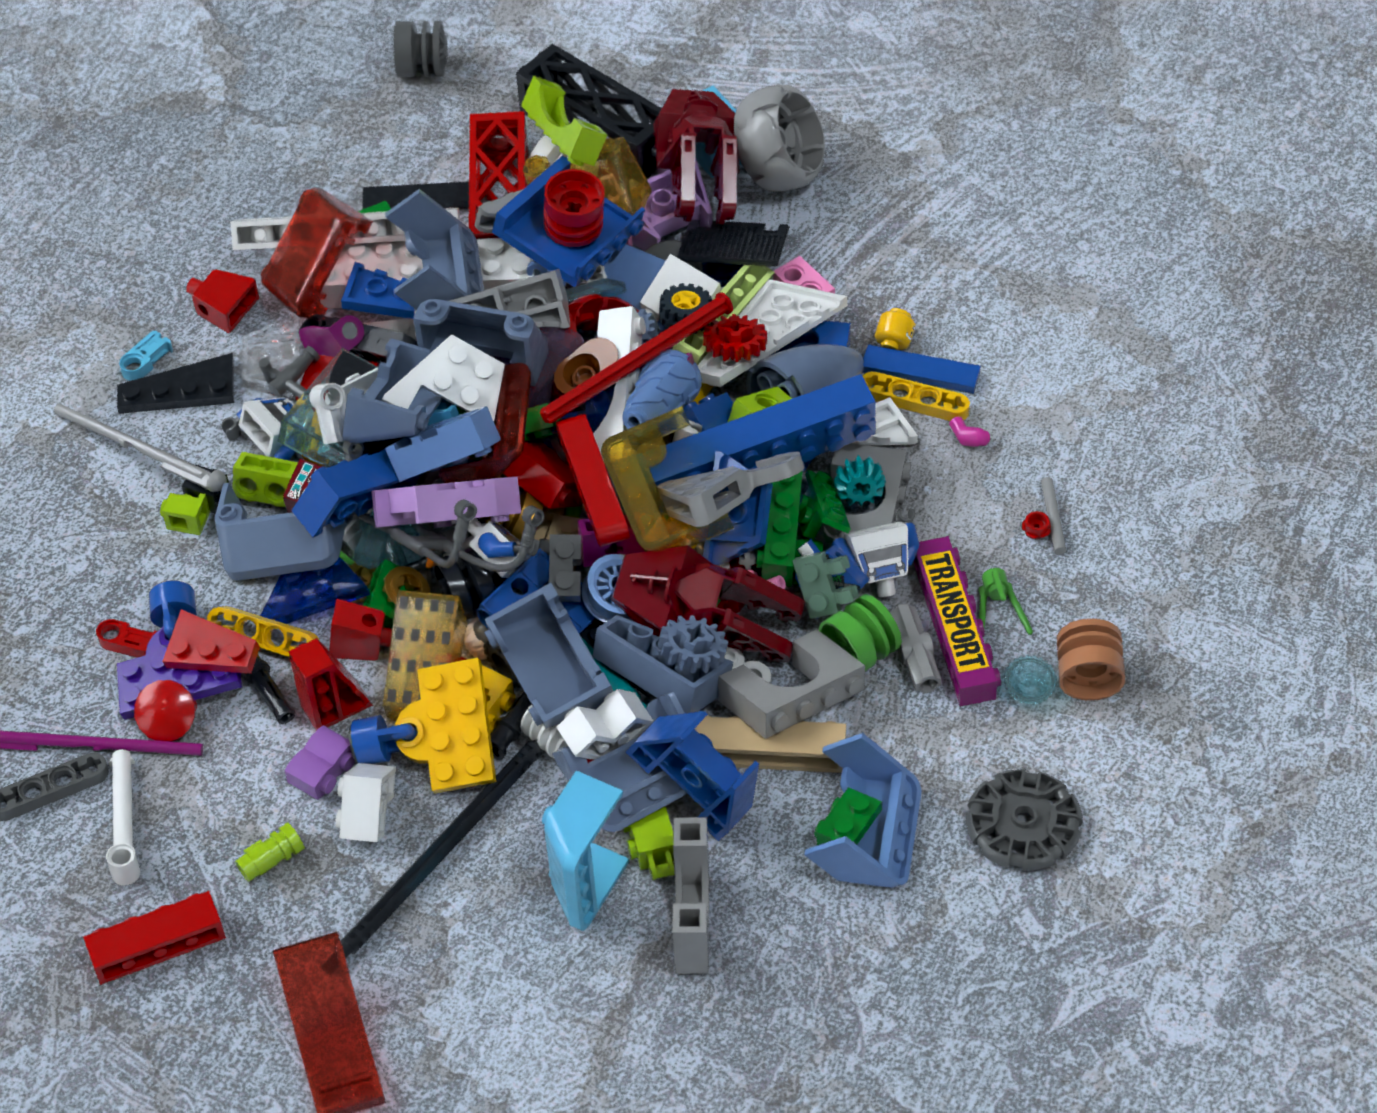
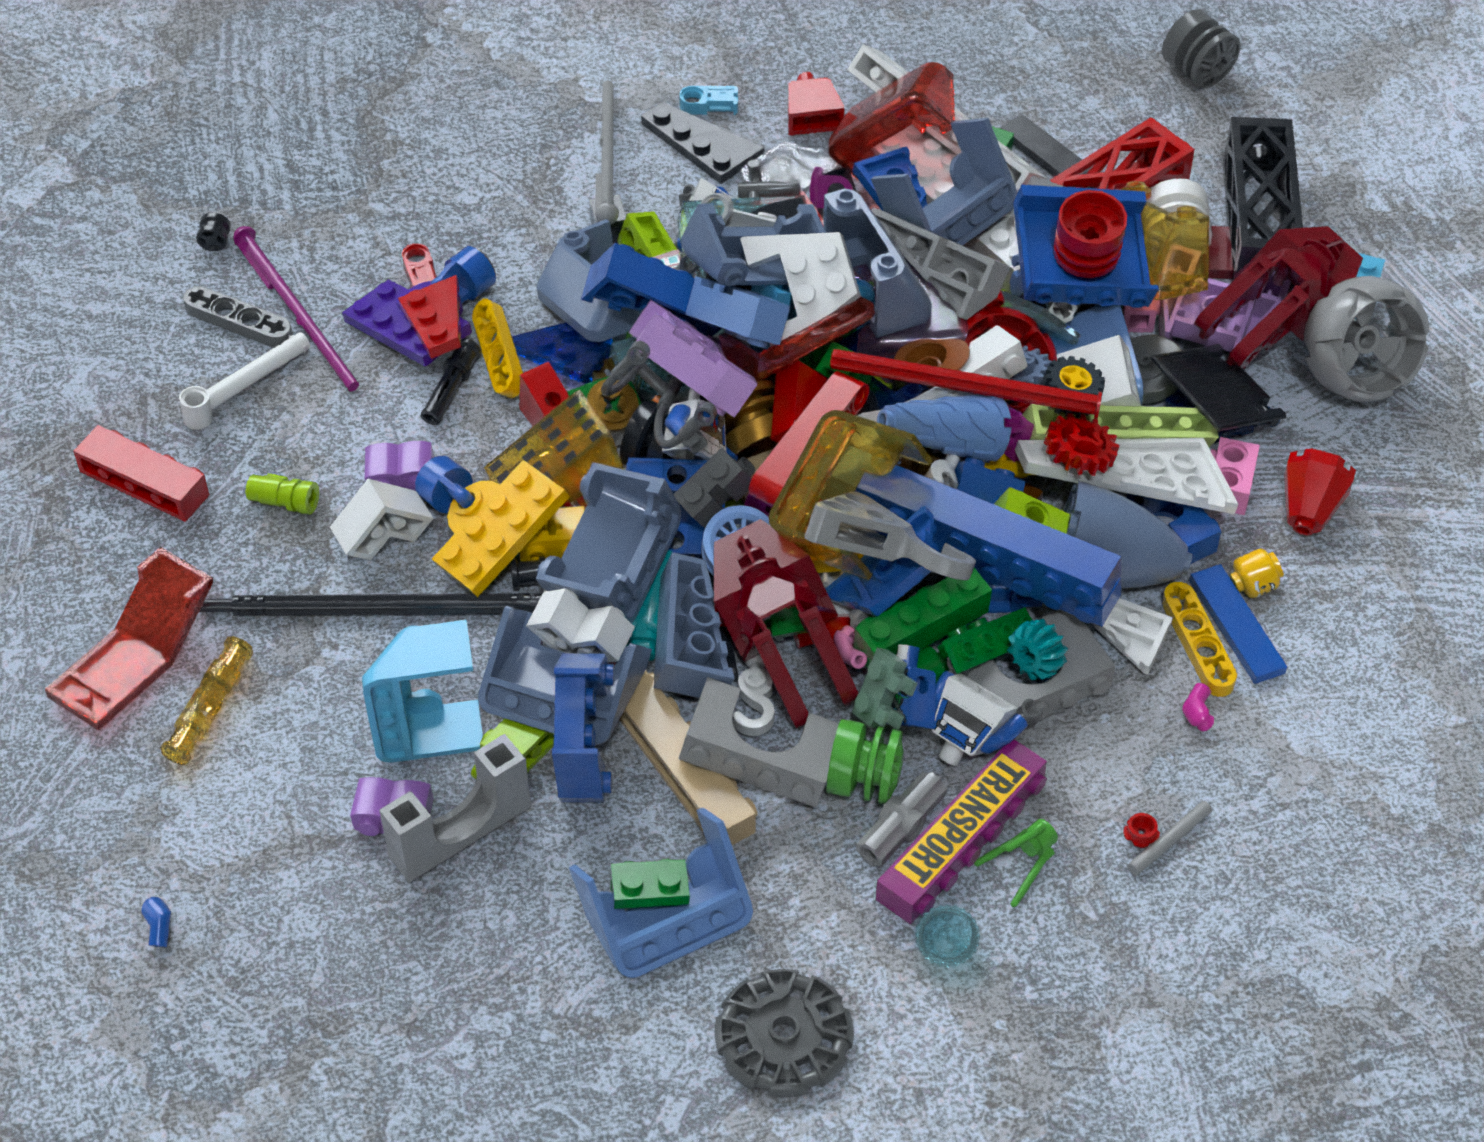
camera: 50 degrees right, 0 degrees up
(164, 710) = (361, 335): red dish -> none
(185, 513) = (570, 216): lime brick -> none
(325, 686) = (465, 414): red wedge -> none
(428, 1014) = (215, 684): none -> clear yellow piece
(577, 140) = (1189, 171): lime arch -> none
(637, 944) = (376, 793): none -> medium lavender brick
(692, 644) = (711, 630): sand blue gear -> none
(861, 253) = (1315, 489): none -> red cone
(1090, 659) = (1009, 969): nougat wheel -> none

